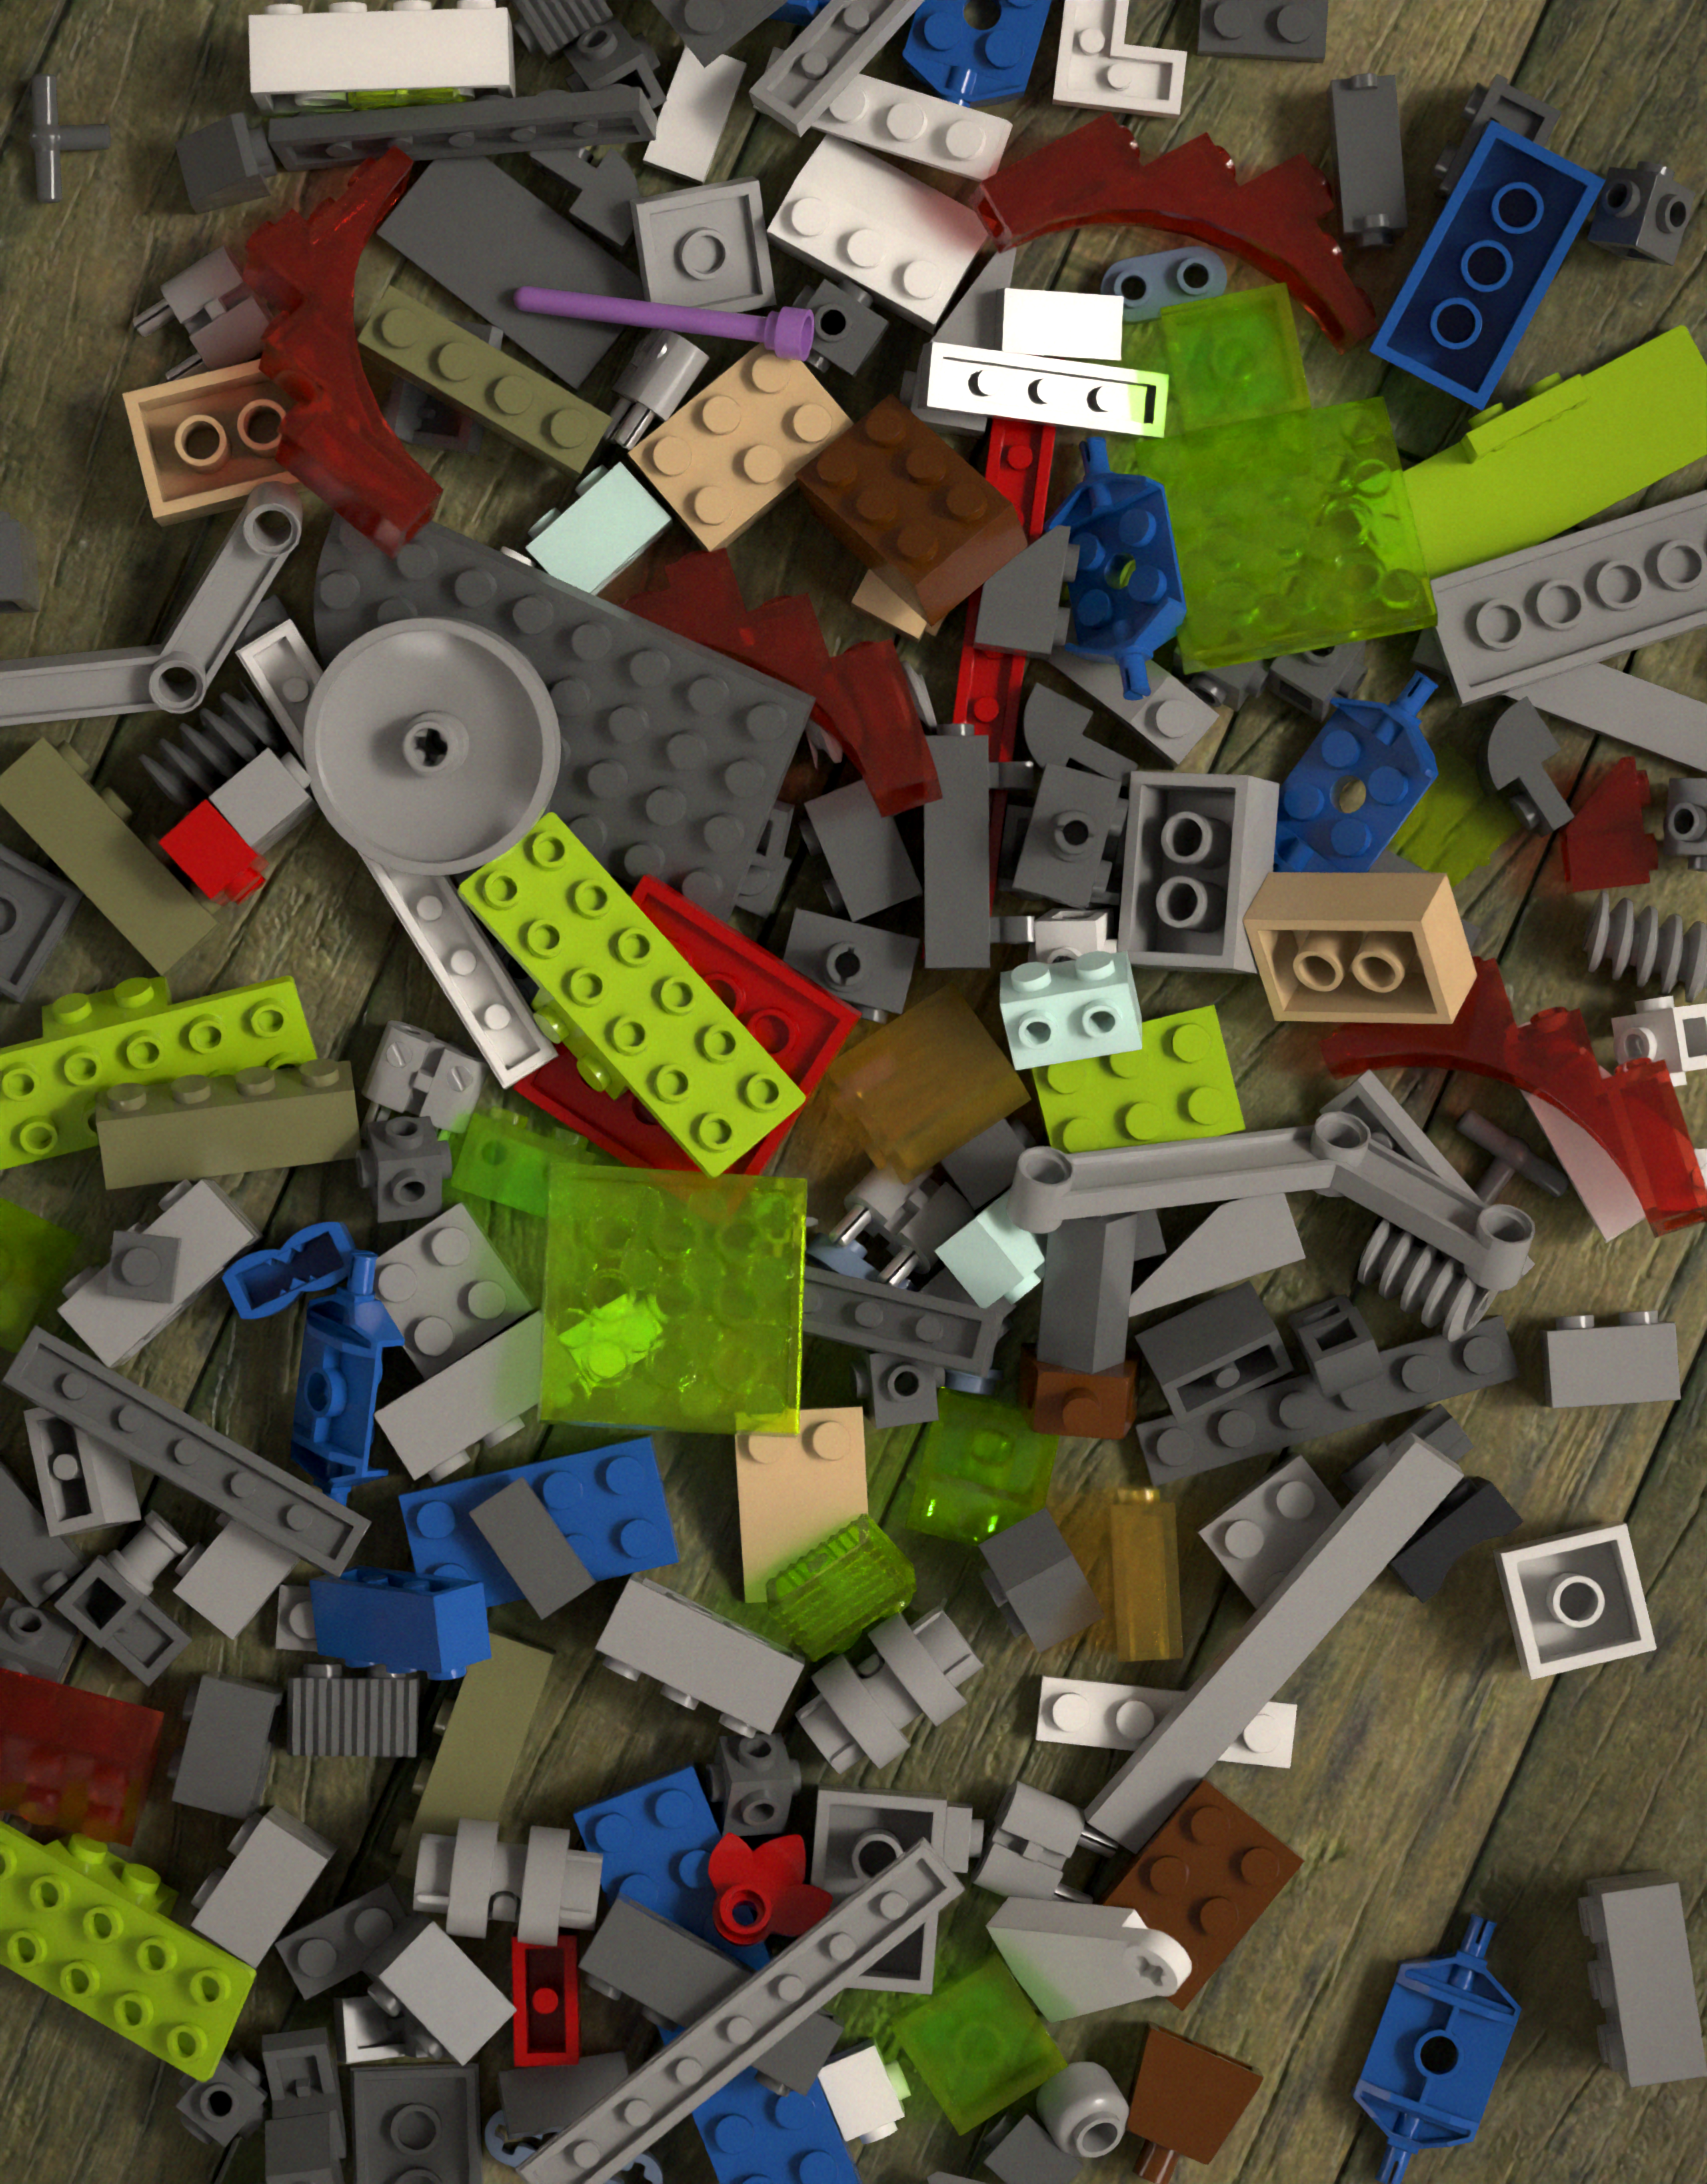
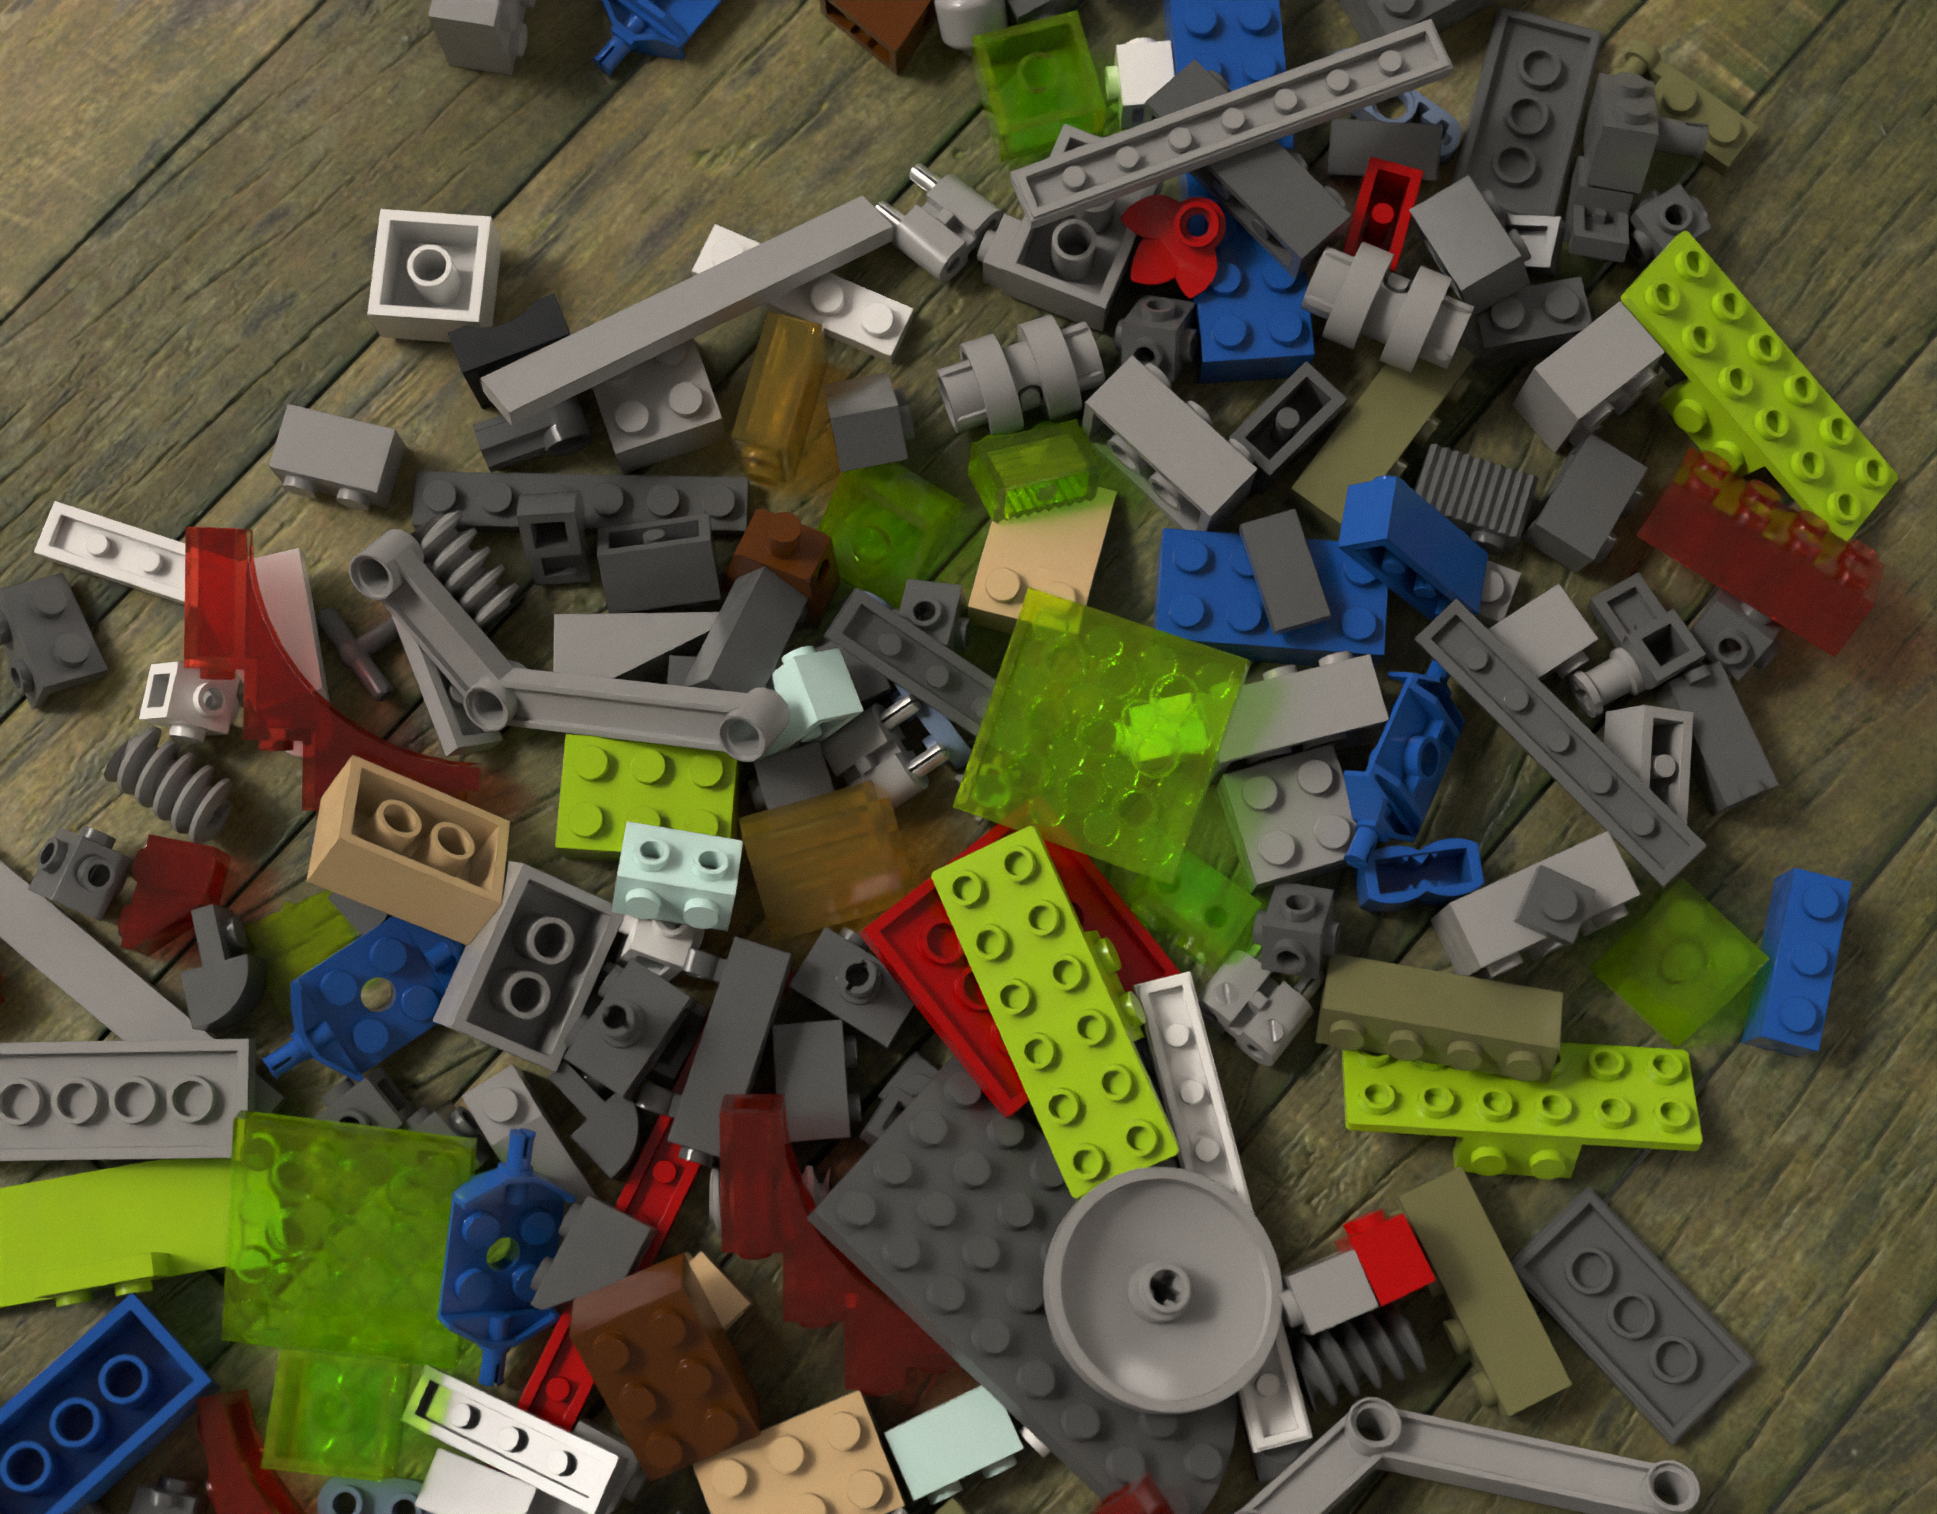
camera: 155 degrees left, 10 degrees down
(580, 1726) = (1289, 424): none -> dark grey brick
(1085, 1955) = (927, 111): white piece -> none
(1204, 1880) = (827, 146): reddish brown brick -> none

